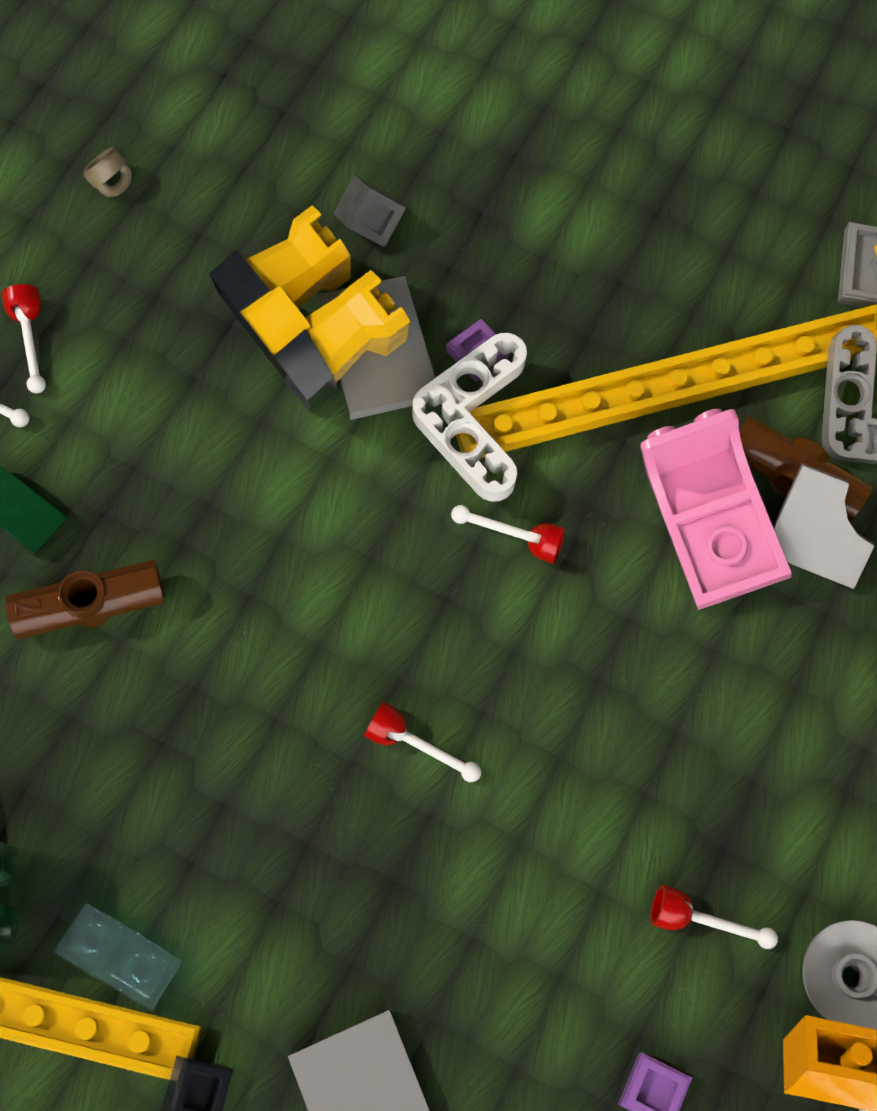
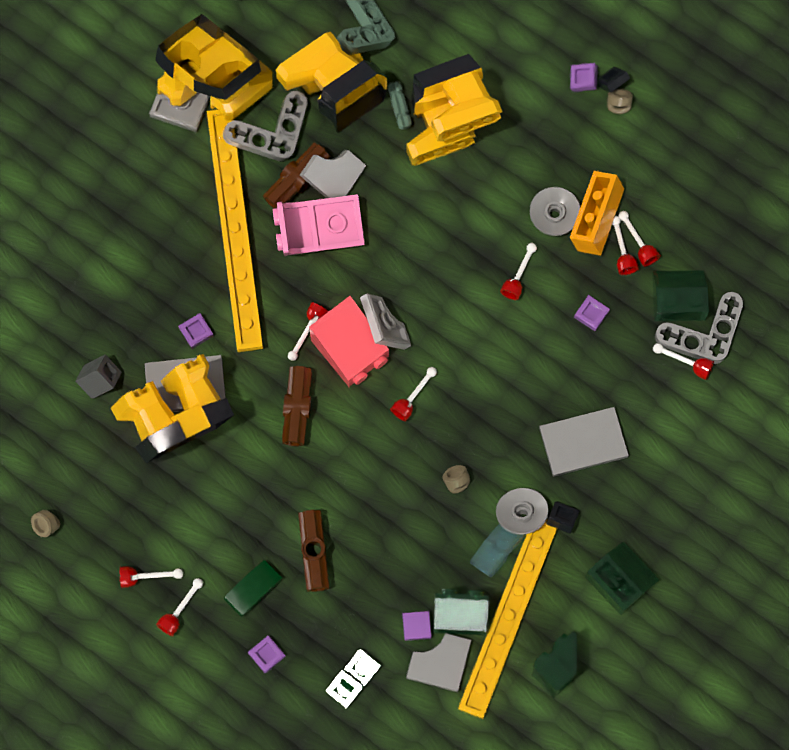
camera: 75 degrees left, 5 degrees up
(220, 982) = (522, 502): none -> light grey dish
(257, 851) = (456, 479): none -> dark tan tile
(362, 531) = (297, 406): none -> reddish brown piece
(457, 405) = (234, 345): white beam -> none
(497, 600) = (348, 343): none -> coral slope
(541, 655) = (383, 325): none -> light grey tile

